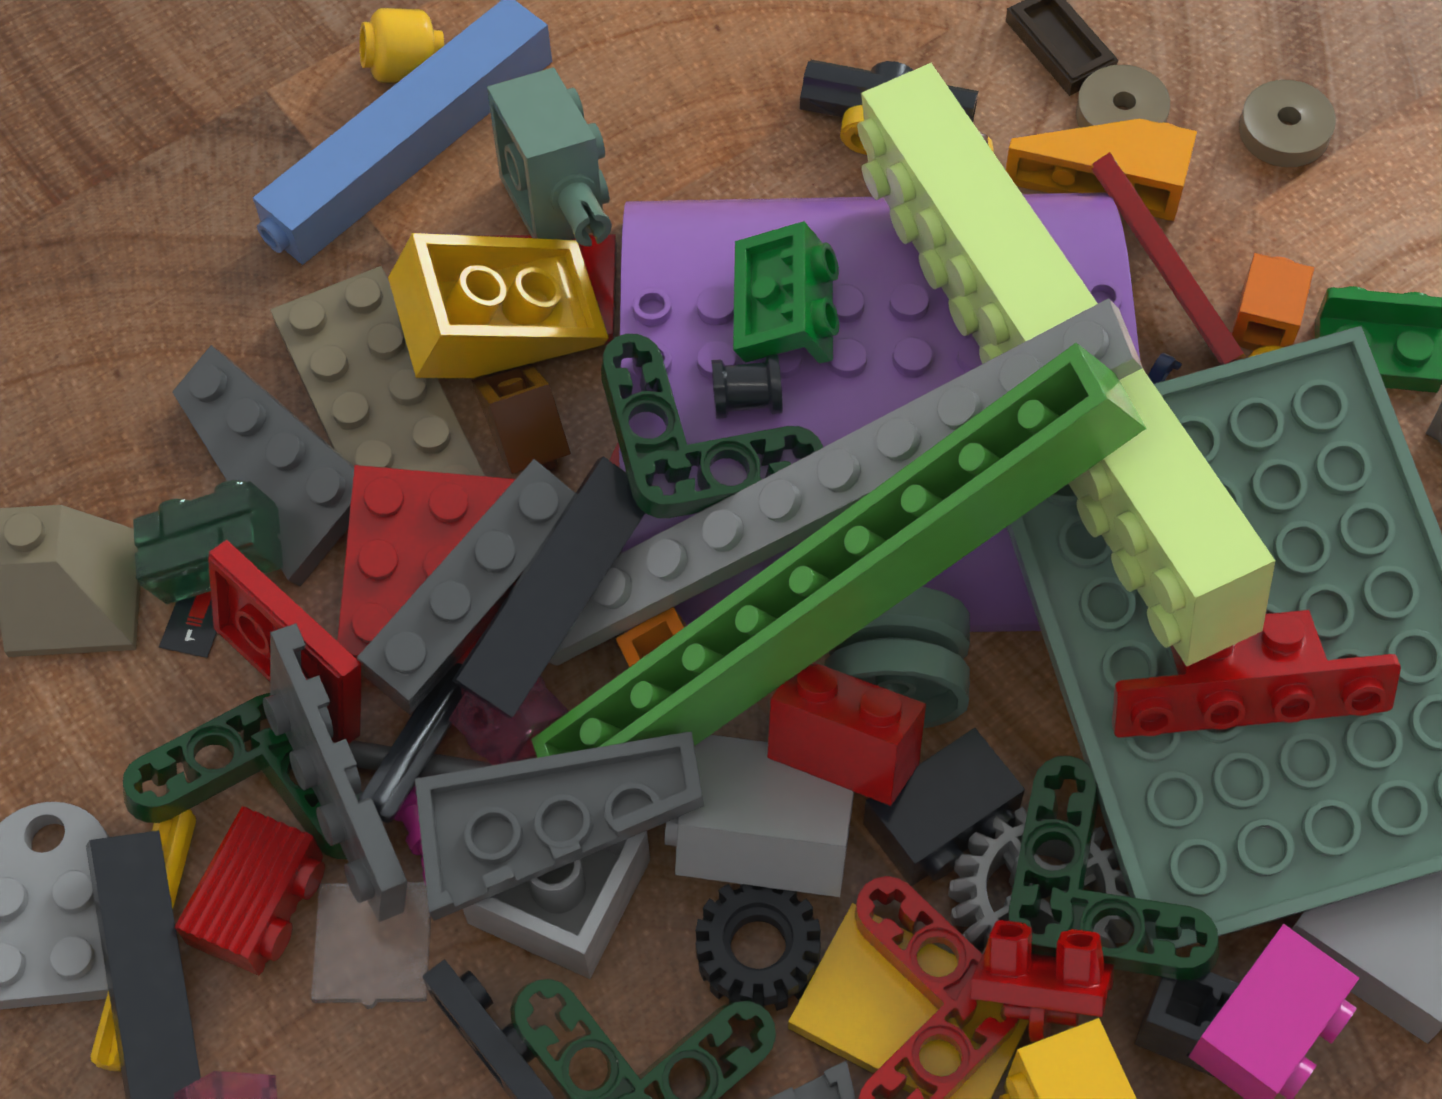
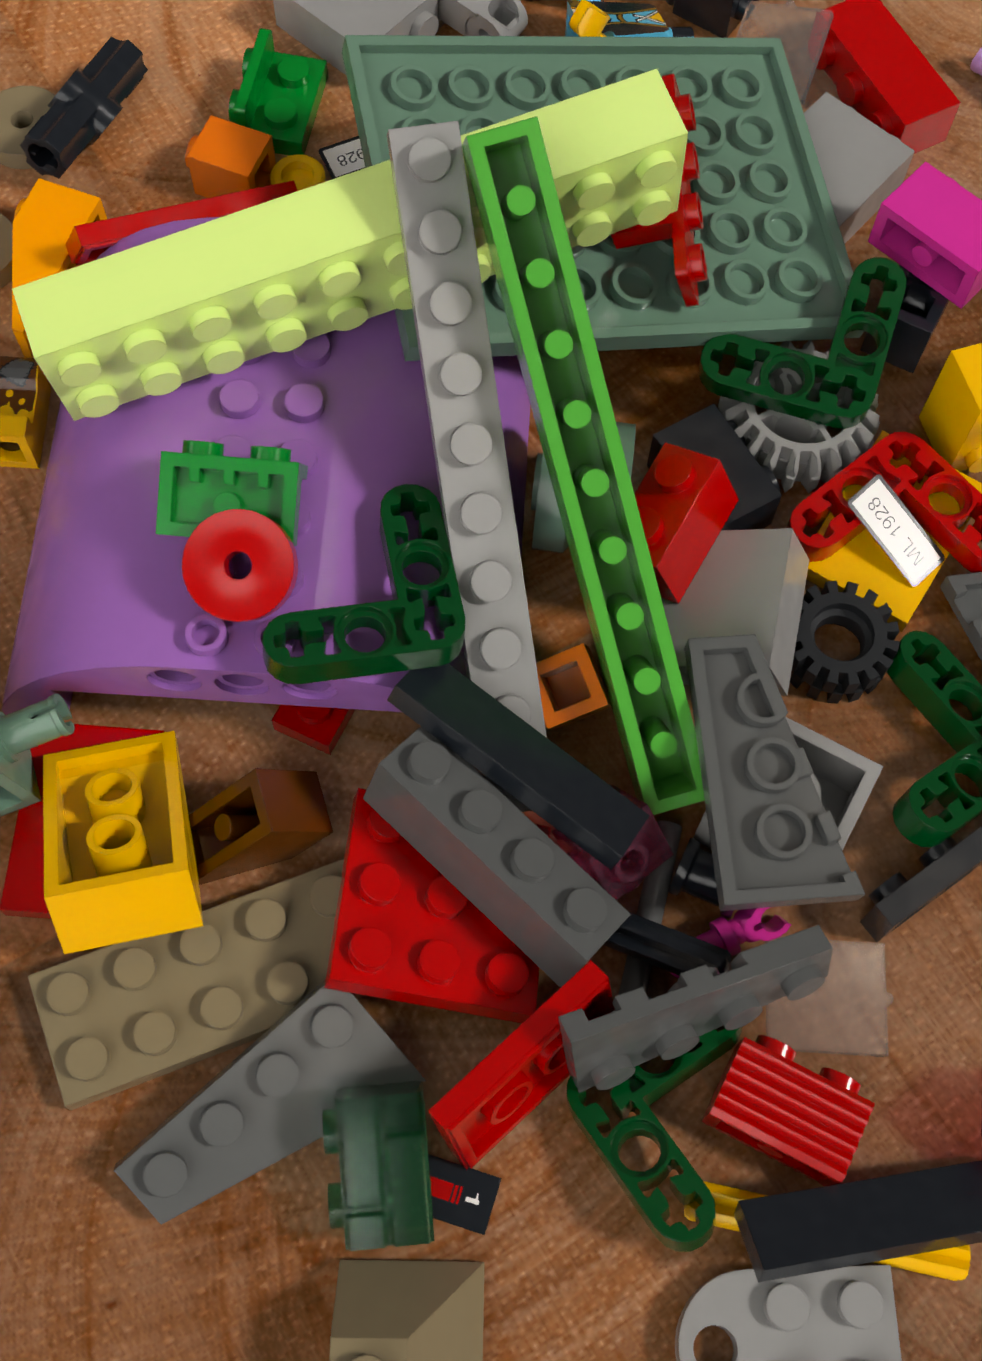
camera: 90 degrees left, 5 degrees up
(718, 329) = (208, 560): none -> red piece
(747, 386) = (331, 542): black bush -> none
(892, 997) = (896, 530): none -> white sticker
(1043, 986) = (906, 395): red hips -> none
(1311, 162) = (84, 107): none -> black piece

